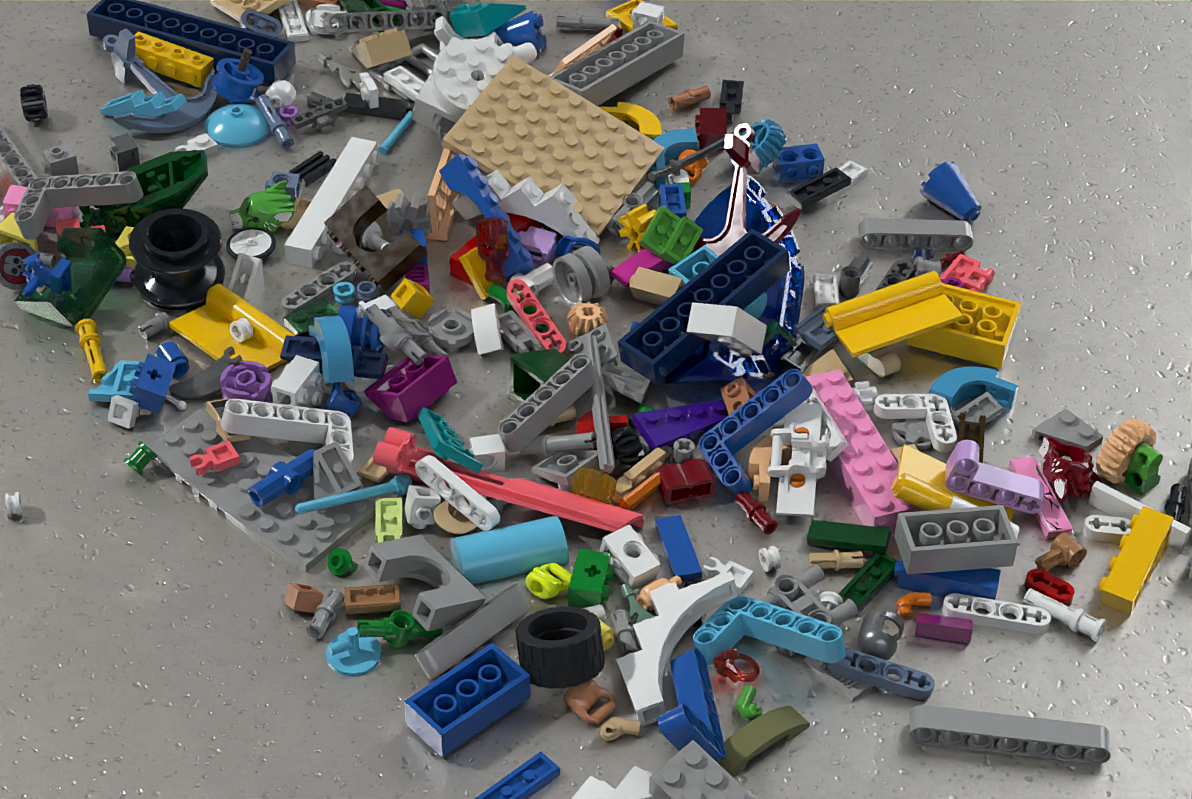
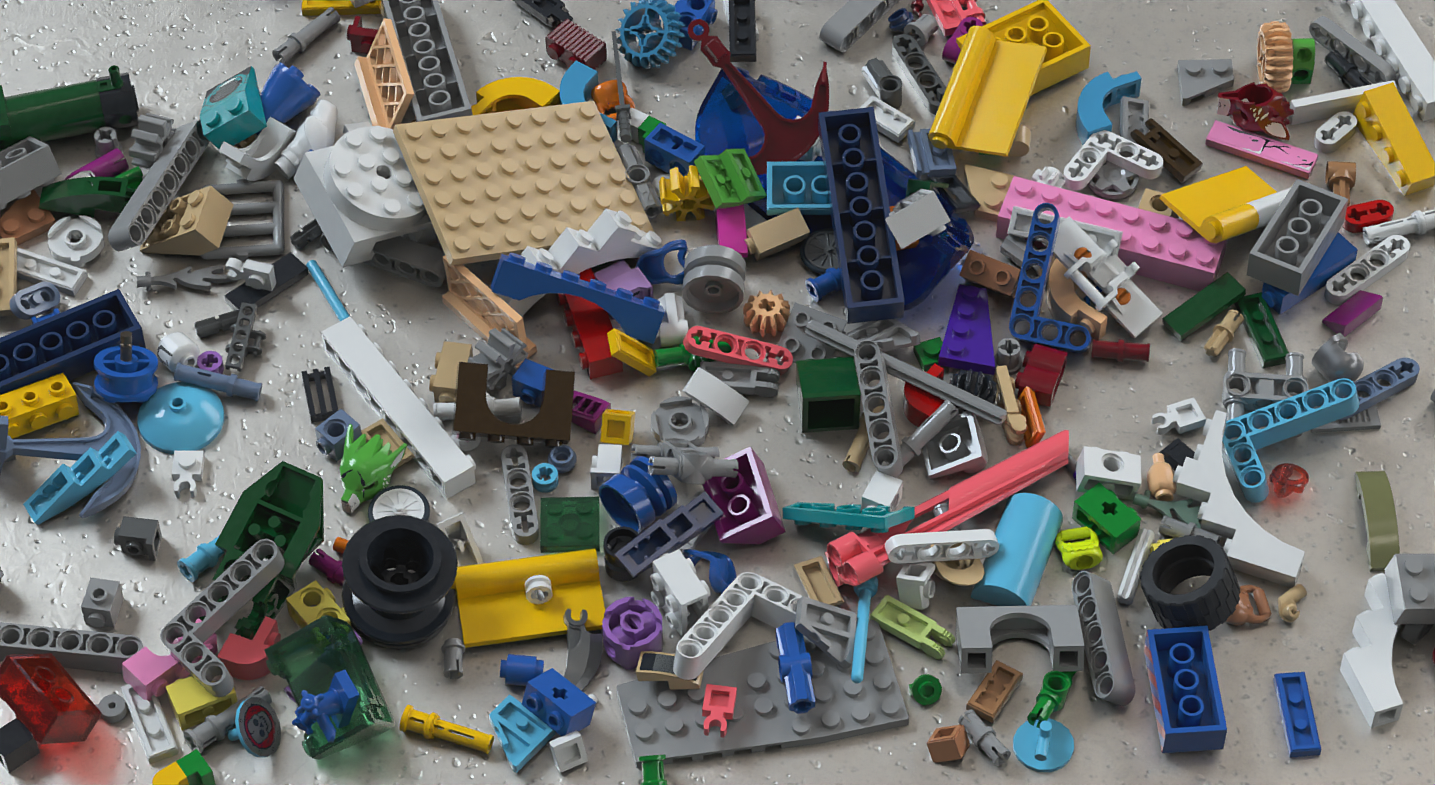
camera: 50 degrees left, 10 degrees up
(334, 348) = (677, 519): dark azure arch -> none
(404, 82) = (276, 236): white tile -> none
(493, 247) = (628, 311): clear red piece -> none
(594, 485) = (1006, 442): clear yellow gear -> none
(678, 548) = (1114, 432): blue tile -> none
(680, 100) = (508, 34): nougat pin -> none
(696, 711) = (1321, 534): blue beam -> none
(745, 706) = (1333, 502): bright green arm -> none
(769, 558) = (1185, 377): white bush -> none
(832, 598) = (1271, 366): white bush -> none
(912, 599) = (1308, 315): orange arm -> none
(990, 483) = (1233, 173): lavender beam -> none

